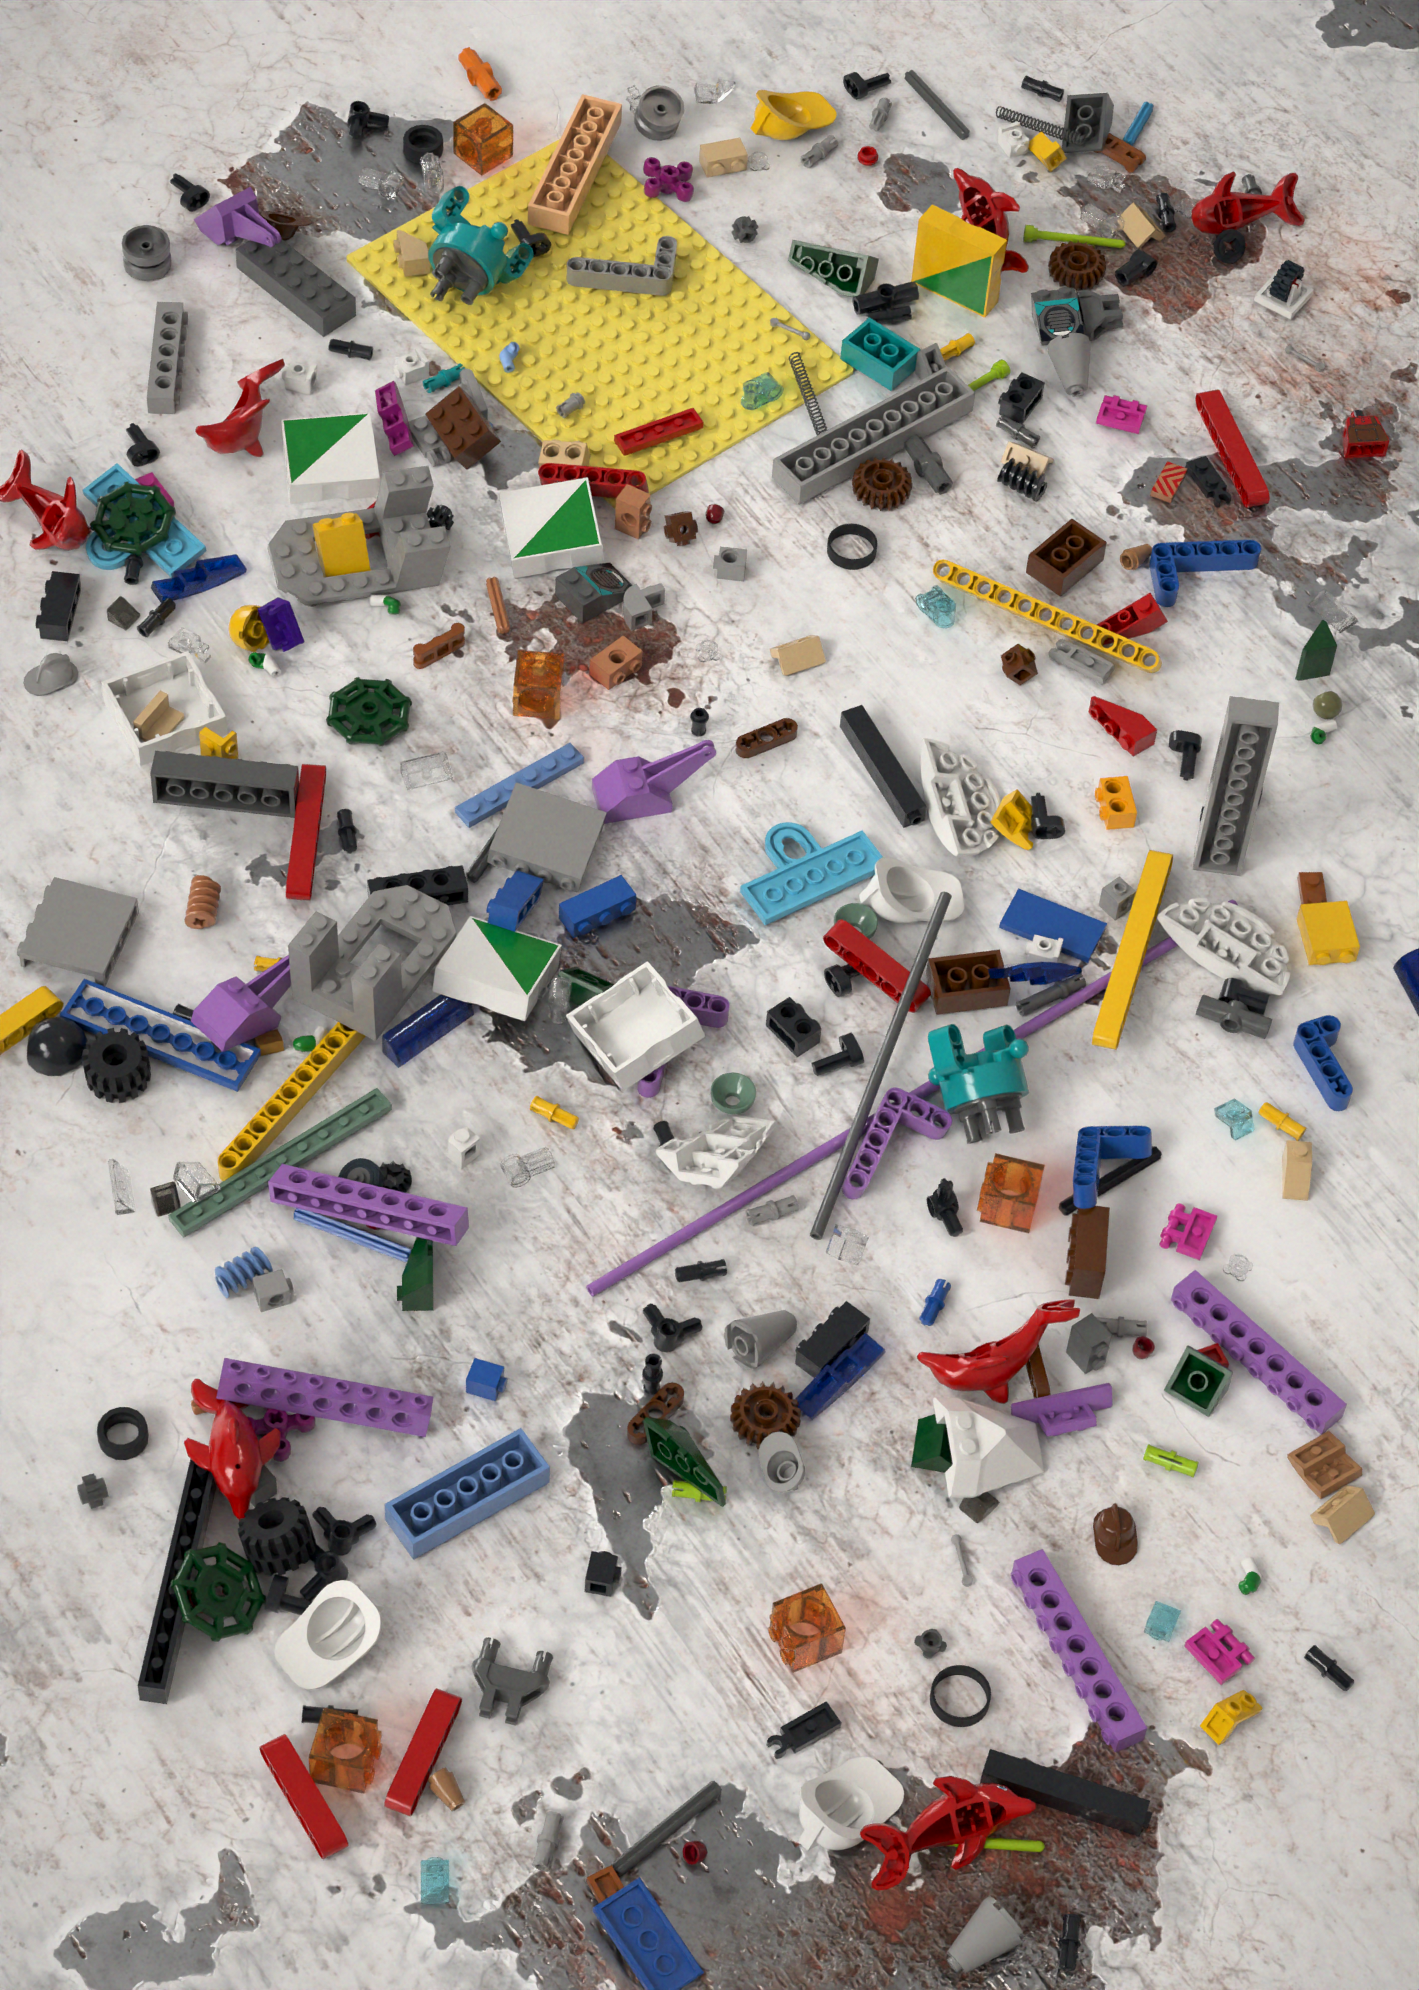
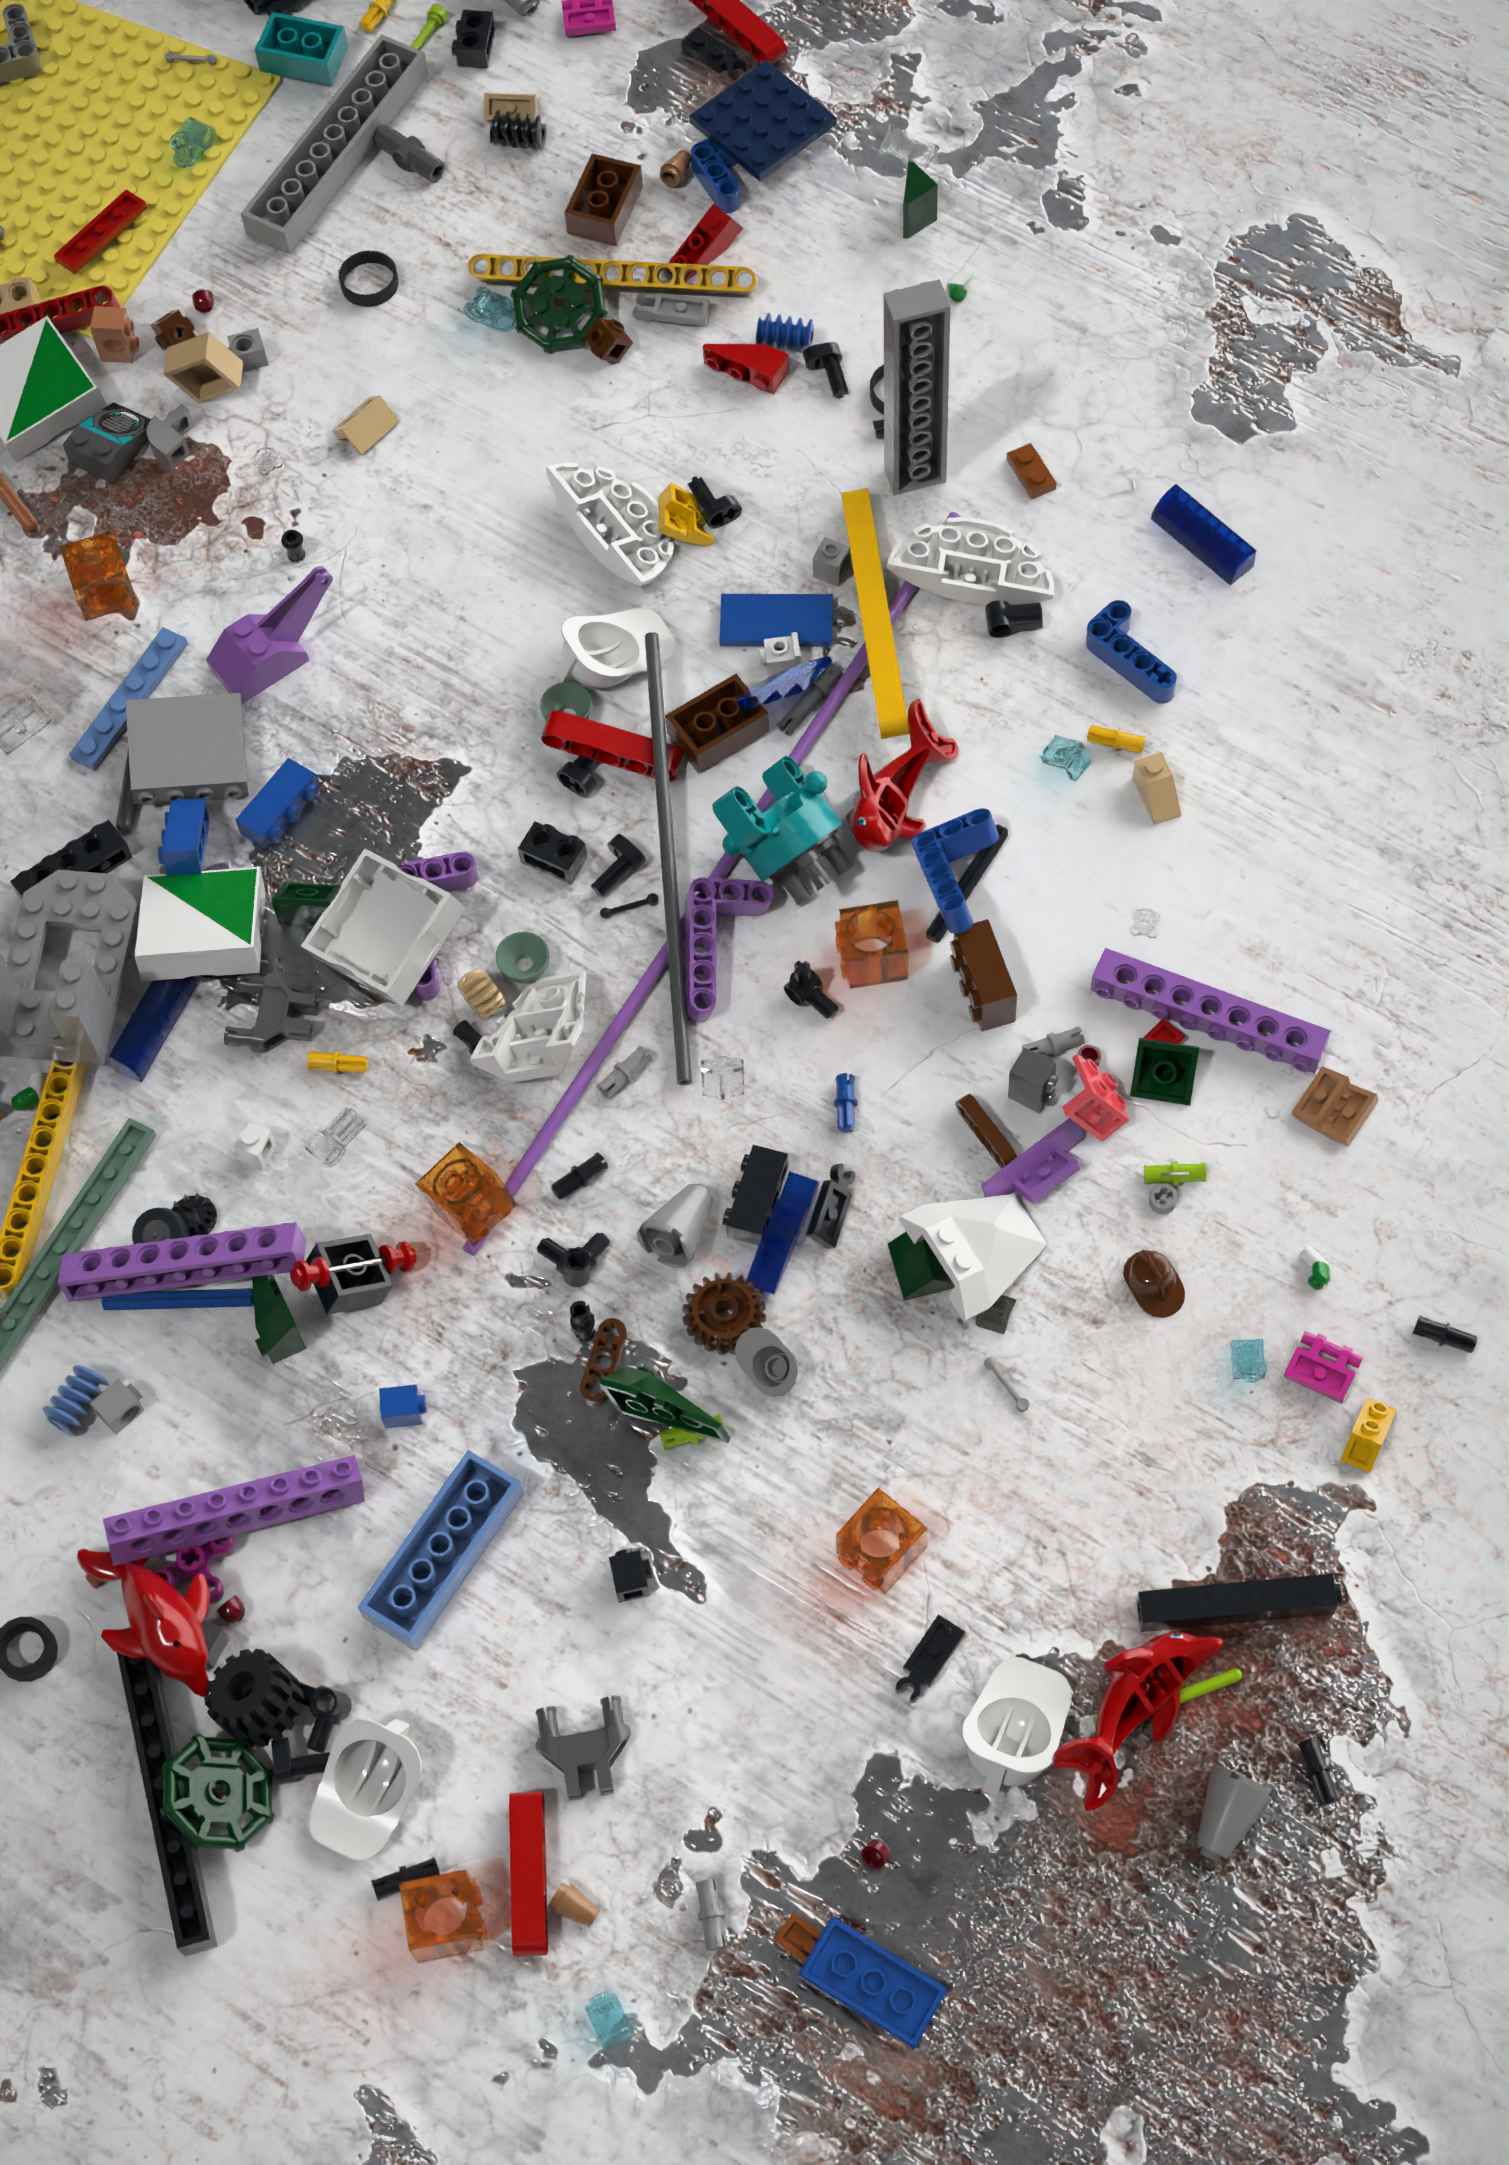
camera: 15 degrees left, 10 degrees up
(92, 1491) = (21, 1733): dark grey gear -> none
(289, 1471) = (232, 1610): none -> dark red hinge
(303, 1796) = (419, 1987): red beam -> none
(342, 1533) = (313, 1655): black axle -> none
(493, 1265) = (351, 1271): none -> black brick
(523, 1059) = (275, 1014): none -> dark grey connector
(559, 999) = (285, 930): clear piece -> none
(607, 1245) = (466, 1194): none -> clear orange brick
(616, 662) = (172, 515): nougat brick -> none
(666, 1828) = (832, 1839): dark grey axle -> none
(688, 1106) = (480, 993): none -> tan gear
(690, 562) = (203, 367): none -> tan piece
(760, 746) = (375, 522): reddish brown beam -> none
(805, 397) = (217, 102): dark grey piece -> none
(809, 878) = (496, 671): medium azure plate -> none
(854, 1093) = (652, 900): none -> black hinge
(882, 483) = (369, 194): reddish brown gear -> none
(883, 766) = (515, 515): black brick -> none
(885, 1374) = (831, 1208): none -> black plate
(929, 361) = (358, 37): light grey slope -> none
(933, 1636) = (1014, 1486): dark grey plate -> none
(965, 1671) = (1082, 1510): black tyre -> none
(994, 609) = (554, 289): none -> dark green plate
(997, 1362) = (943, 1143): red animal -> none
(1018, 431) = (487, 77): dark grey pin -> none
(1038, 1568) = (1094, 1358): medium lavender brick -> none
(1072, 1089) = (884, 798): none -> red animal
(1116, 802) = (785, 451): light orange brick -> none
(1133, 1380) = (1099, 1105): none -> coral bracket
(1157, 1481) = (1163, 1189): none -> light grey bush
(1161, 713) = (785, 333): none -> blue piece
(1168, 482) = (672, 71): tile -> none
(1196, 1232) = (1084, 905): dark pink plate -> none
(1221, 545) = (763, 120): none -> dark blue plate
(1234, 1016) = (1013, 643): dark grey piece -> none
(1327, 705) = (952, 254): olive piece -> none
(1328, 933) = (1068, 508): yellow brick -> none
(1344, 1512) = (1379, 1151): tan panel -> none

